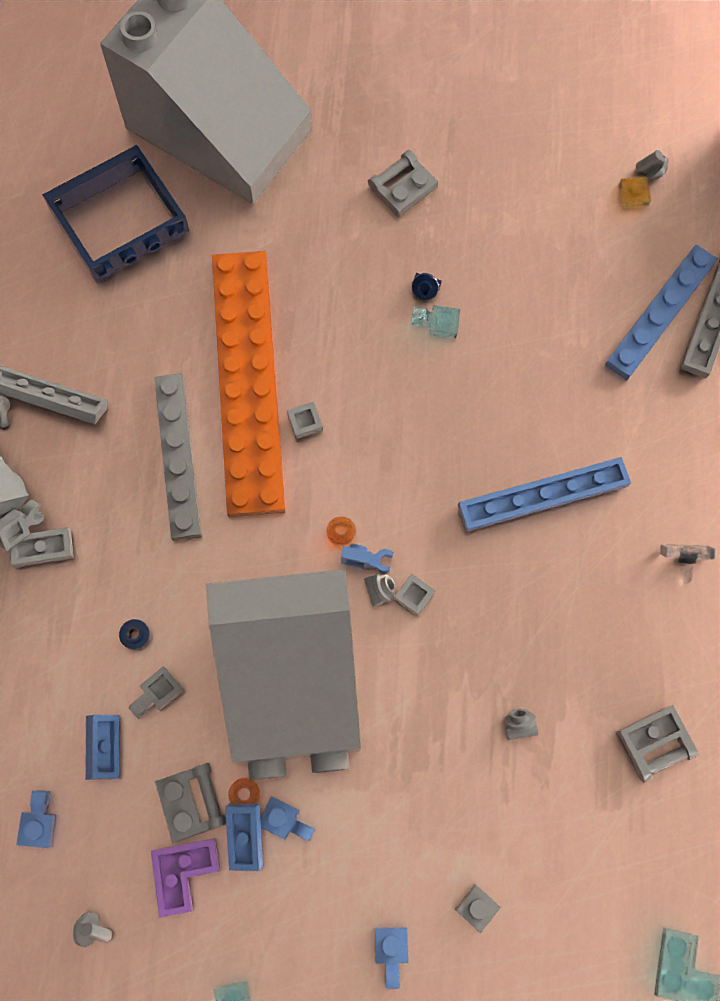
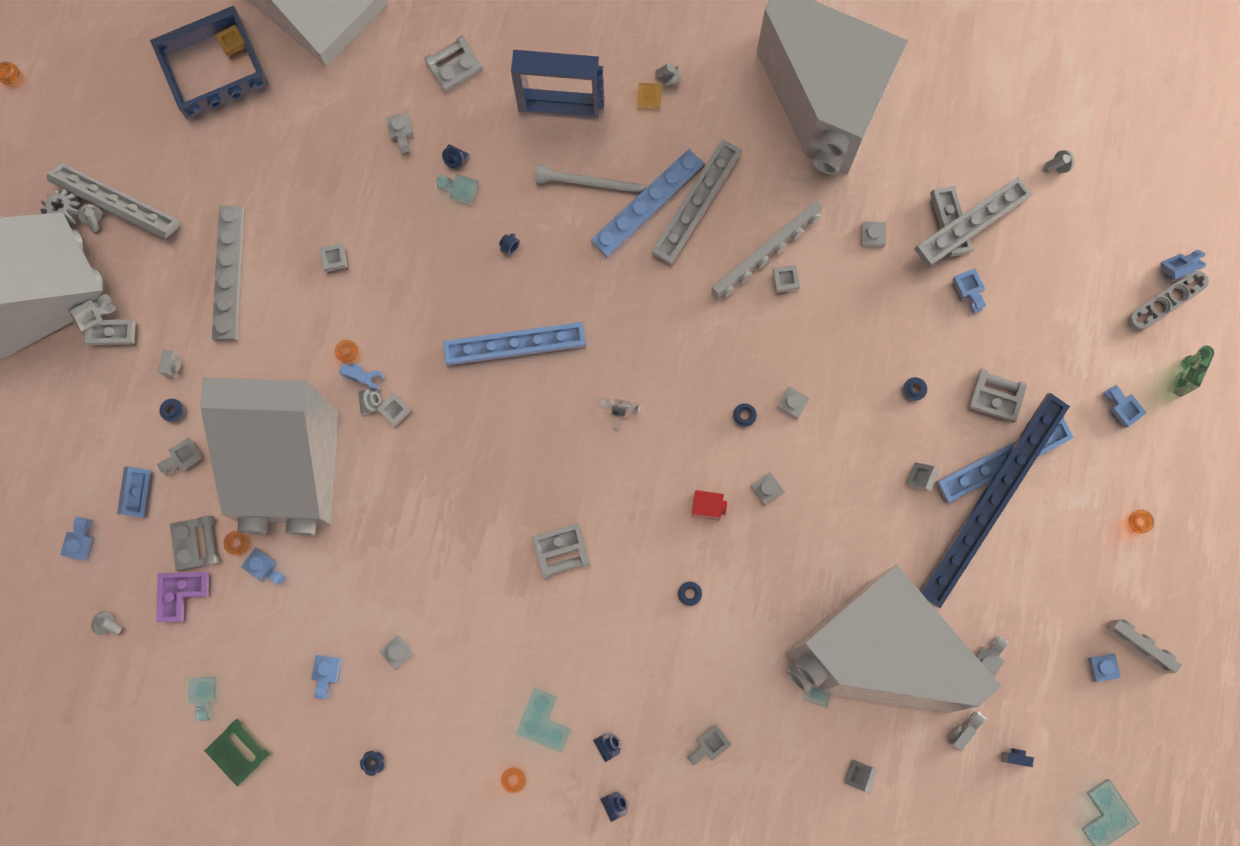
camera: 15 degrees right, 5 degrees up
(123, 576) = (169, 364): none -> light grey plate
(137, 186) = (231, 40): none -> pearl gold plate
(244, 836) = (228, 573): medium blue plate -> none
(247, 385) = (294, 219): orange plate -> none
(357, 264) = (399, 130): none -> light grey plate
(511, 377) = (509, 244): none -> dark blue plate
(520, 724) = (457, 521): light grey plate -> none
(535, 292) = (545, 174): none -> light grey piece
(546, 154) = (559, 66): none -> dark blue window

